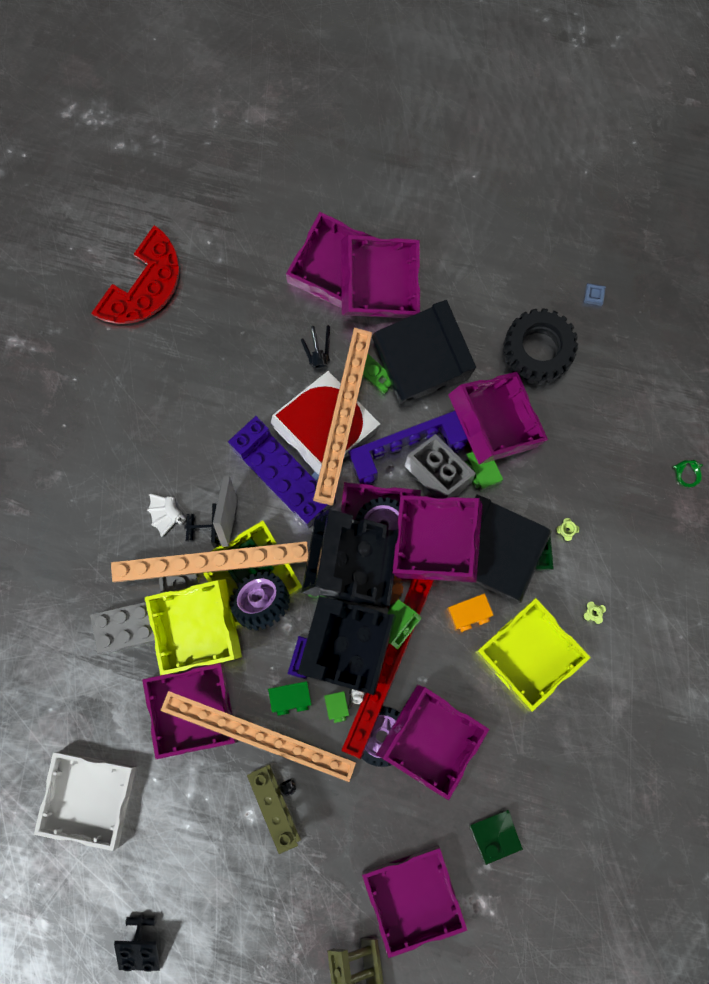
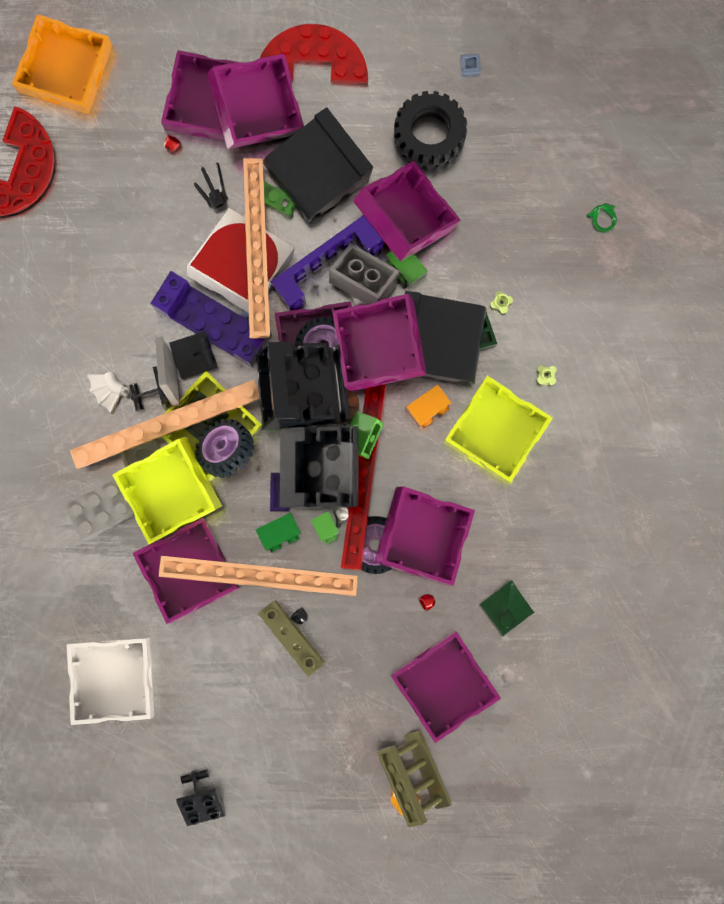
camera: 20 degrees left, 5 degrees up
(209, 198) = (62, 64): none -> light orange tile
(255, 501) = (193, 354): none -> black plate
(291, 296) = (171, 142): none -> red hinge
(418, 808) = (427, 601): none -> red hinge
(455, 241) = (320, 45): none -> red plate

